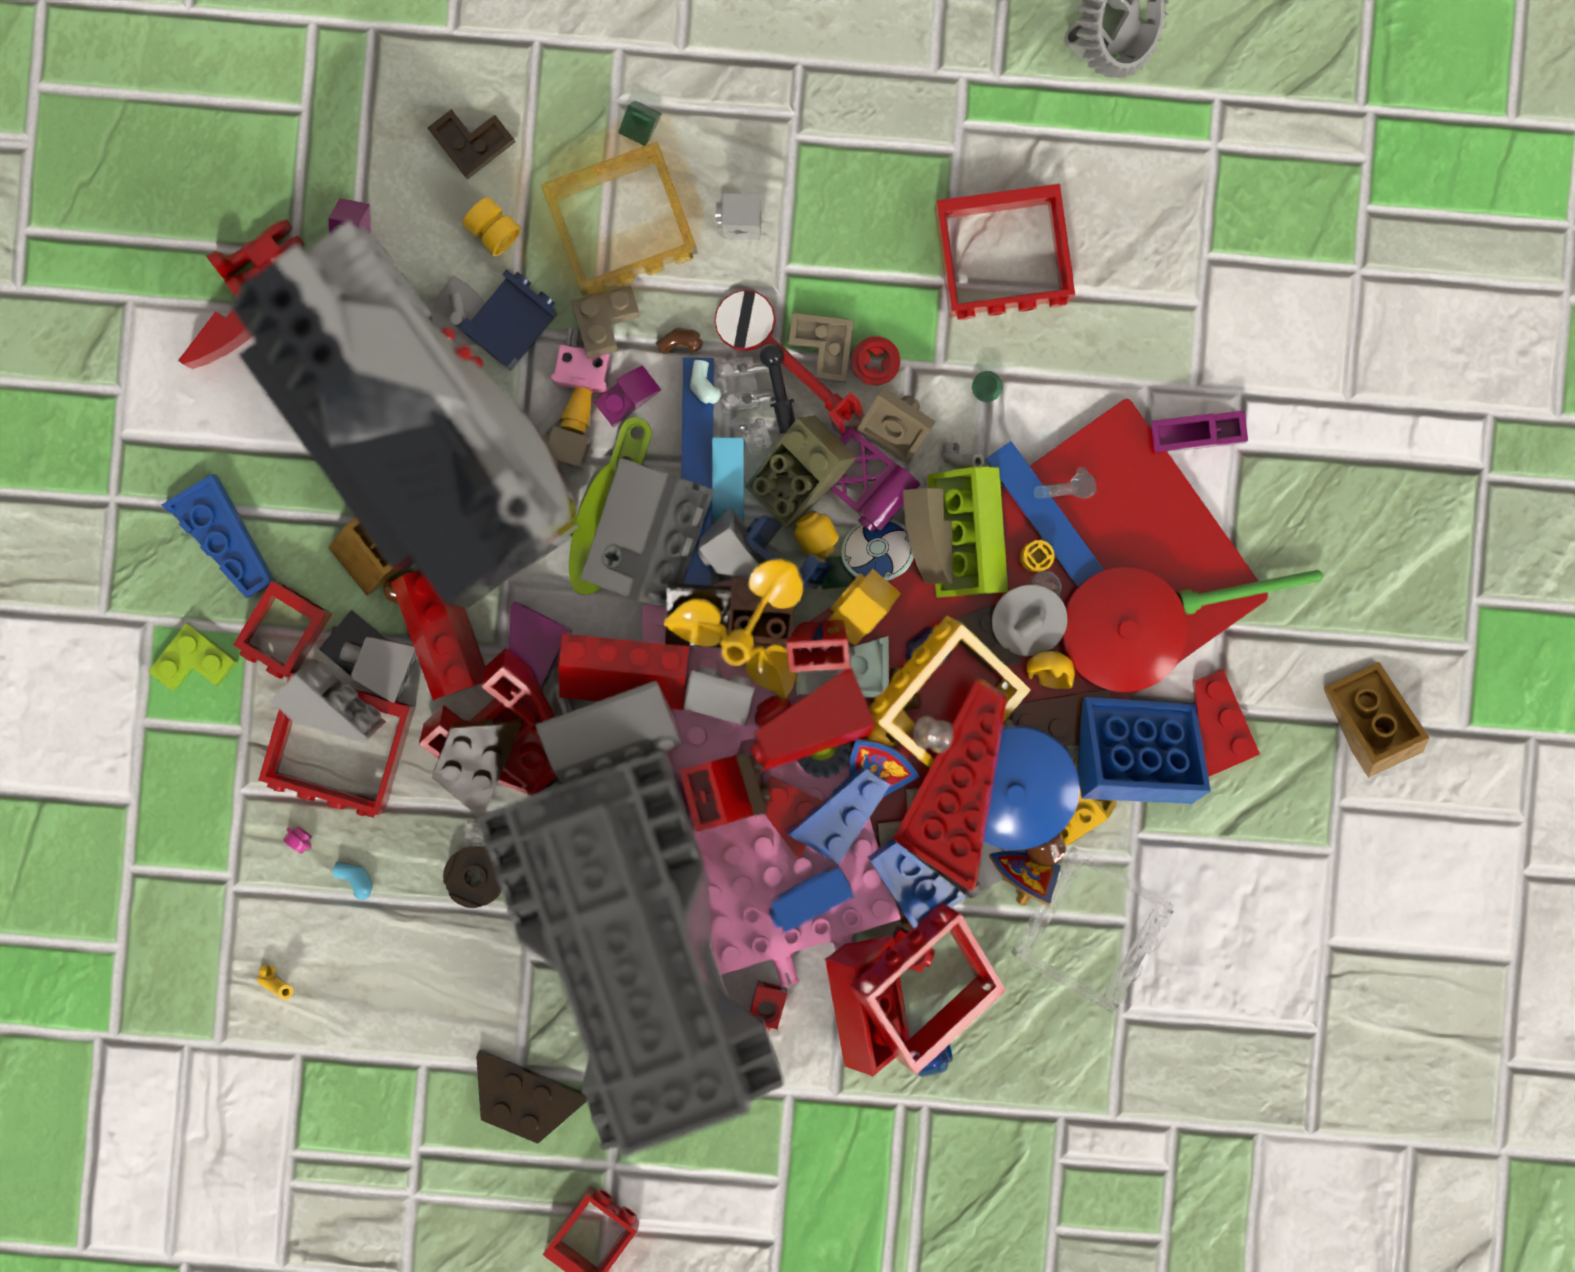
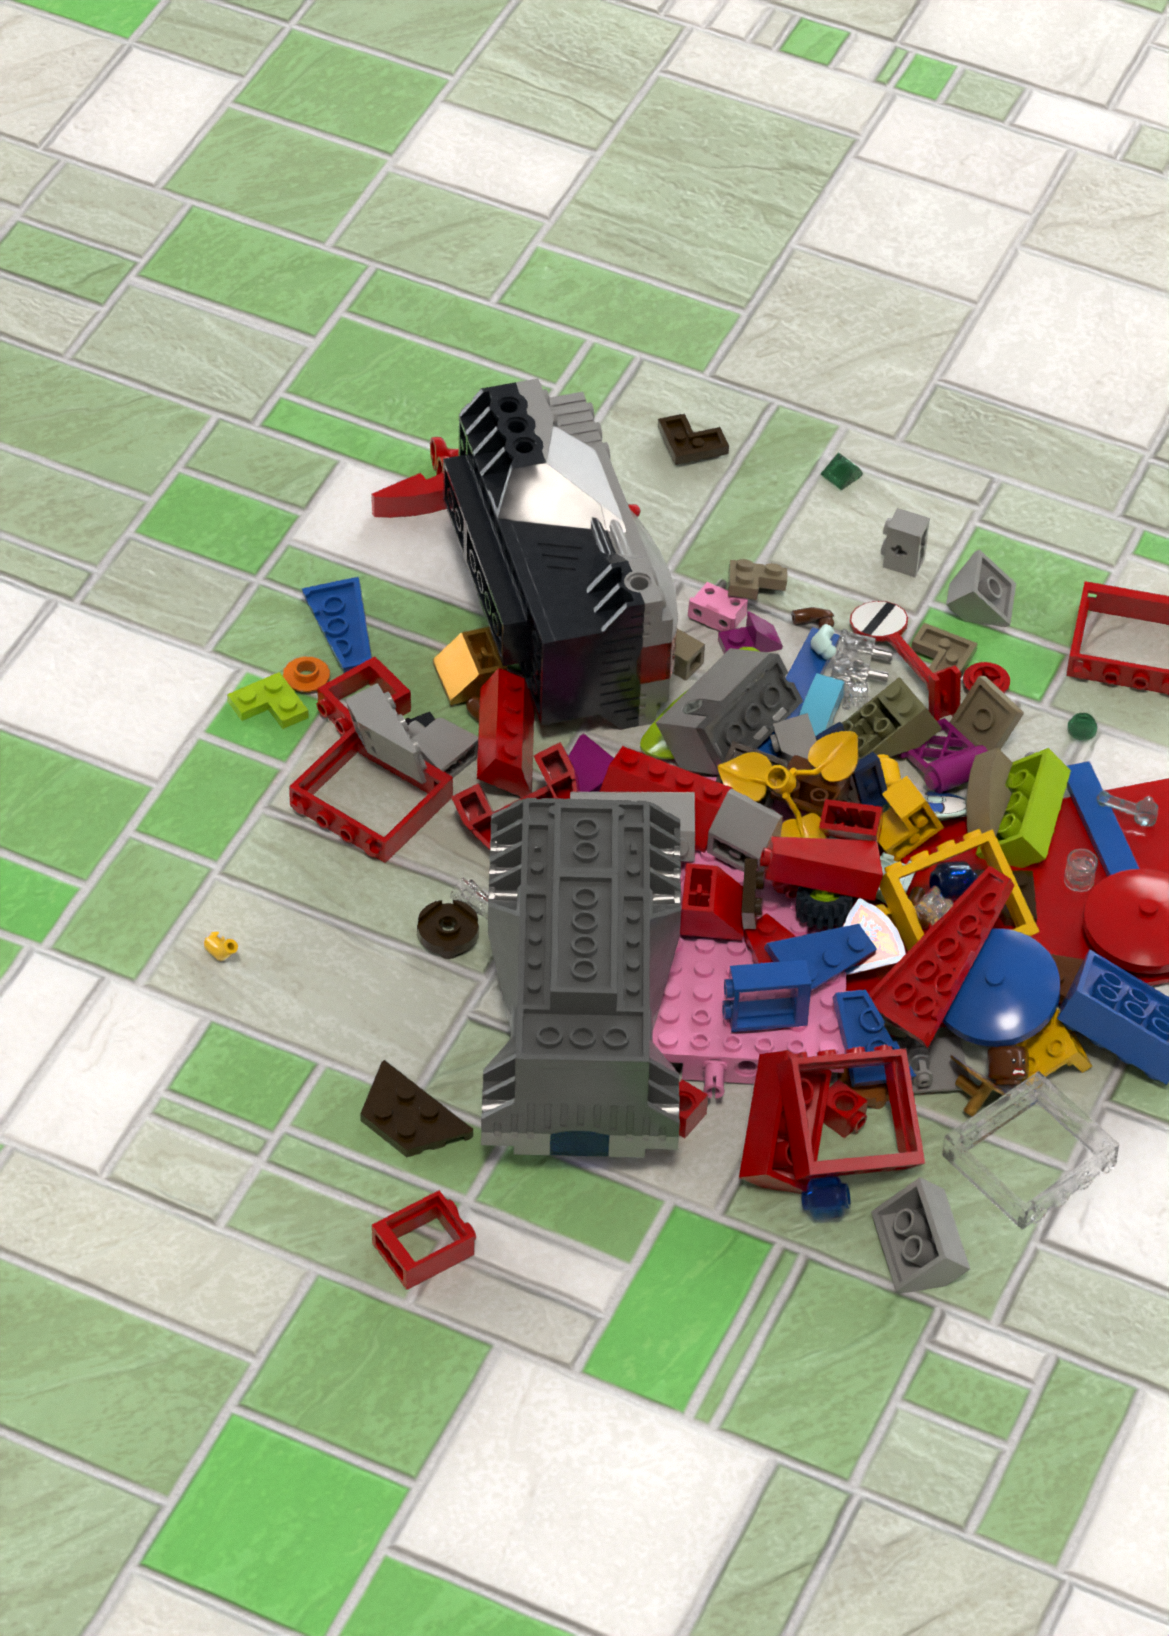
camera: 15 degrees right, 40 degrees down
(227, 608) = (309, 682): none -> orange piece
(298, 839) = (297, 850): dark pink plate -> none
(357, 878) = (335, 893): medium azure arm -> none
(475, 759) = (473, 826): wing -> none
(487, 222) = (683, 493): yellow wheel -> none
(510, 320) = (687, 555): dark blue panel -> none
(577, 411) = (704, 630): yellow cone -> none
(605, 172) = (799, 489): clear yellow window -> none
(772, 357) = (892, 643): black pin -> none
(837, 246) = (982, 592): none -> light grey slope
(1025, 1066) = (920, 1238): none -> light grey slope
(1029, 620) = (1057, 881): light grey shield -> none
(1031, 556) = (1084, 838): yellow wheel -> none
(1052, 669) = (1064, 928): yellow hair -> none

